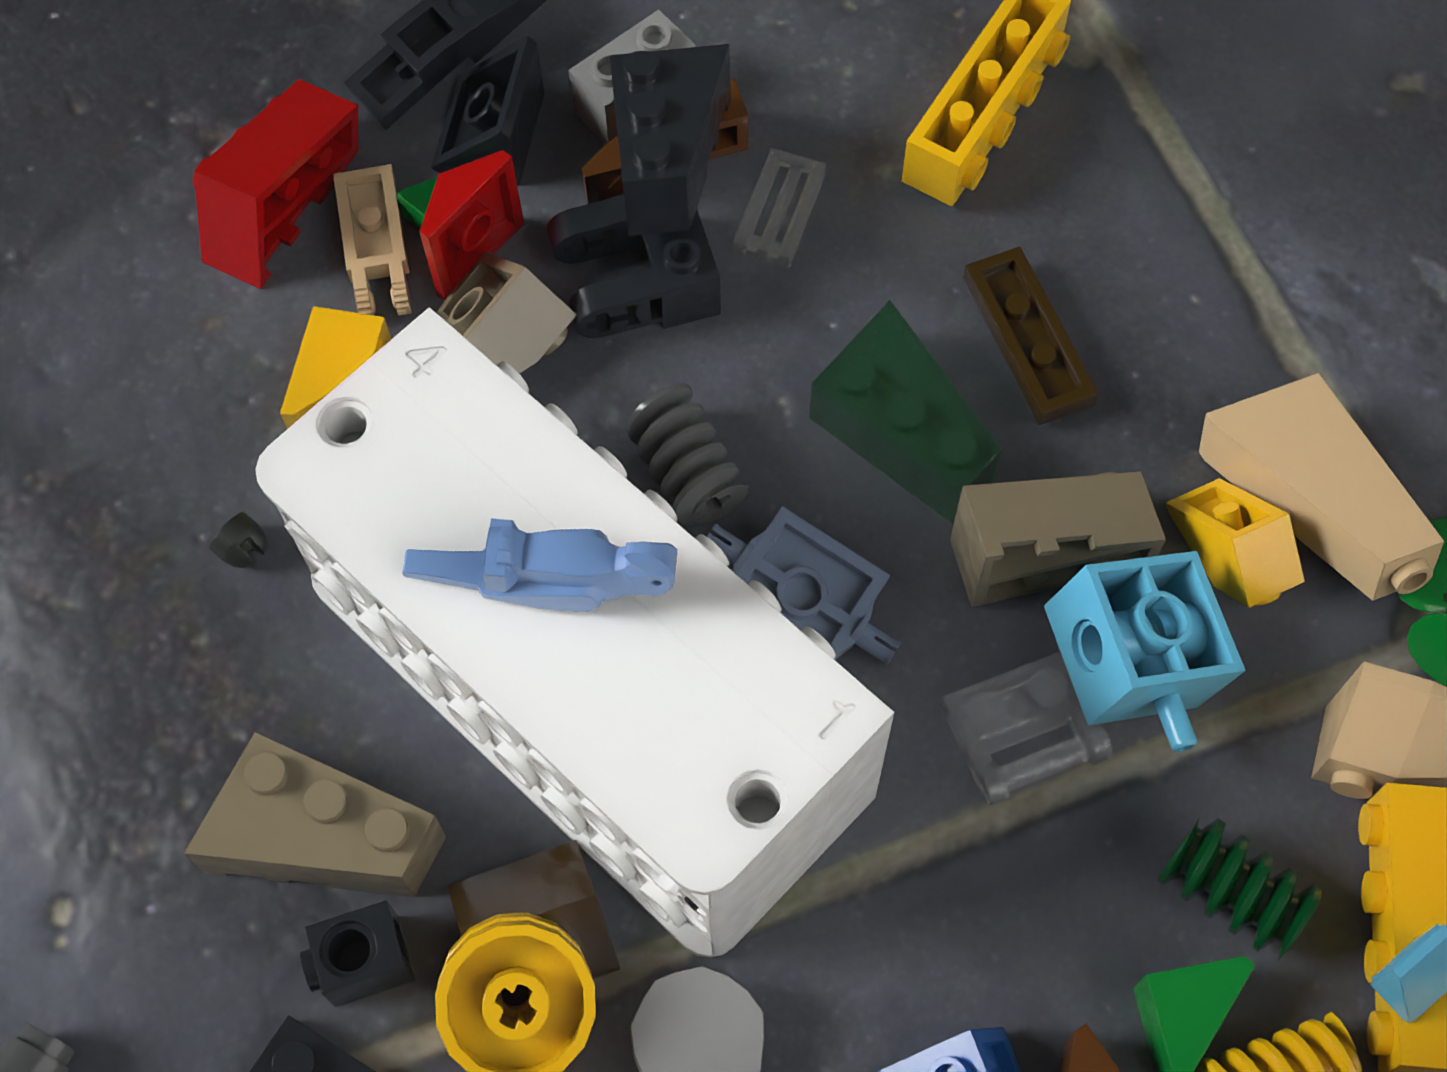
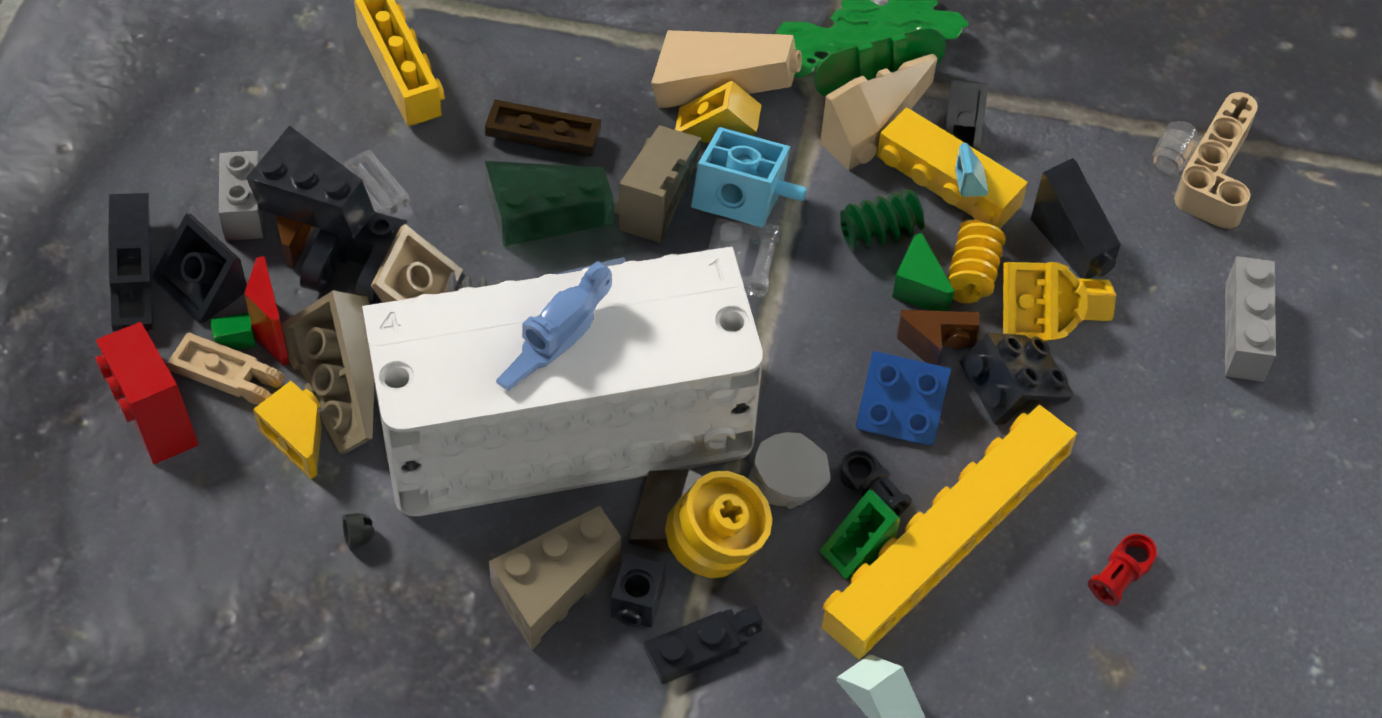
camera: 60 degrees left, 10 degrees down
(655, 342) = (412, 269): none -> tan slope

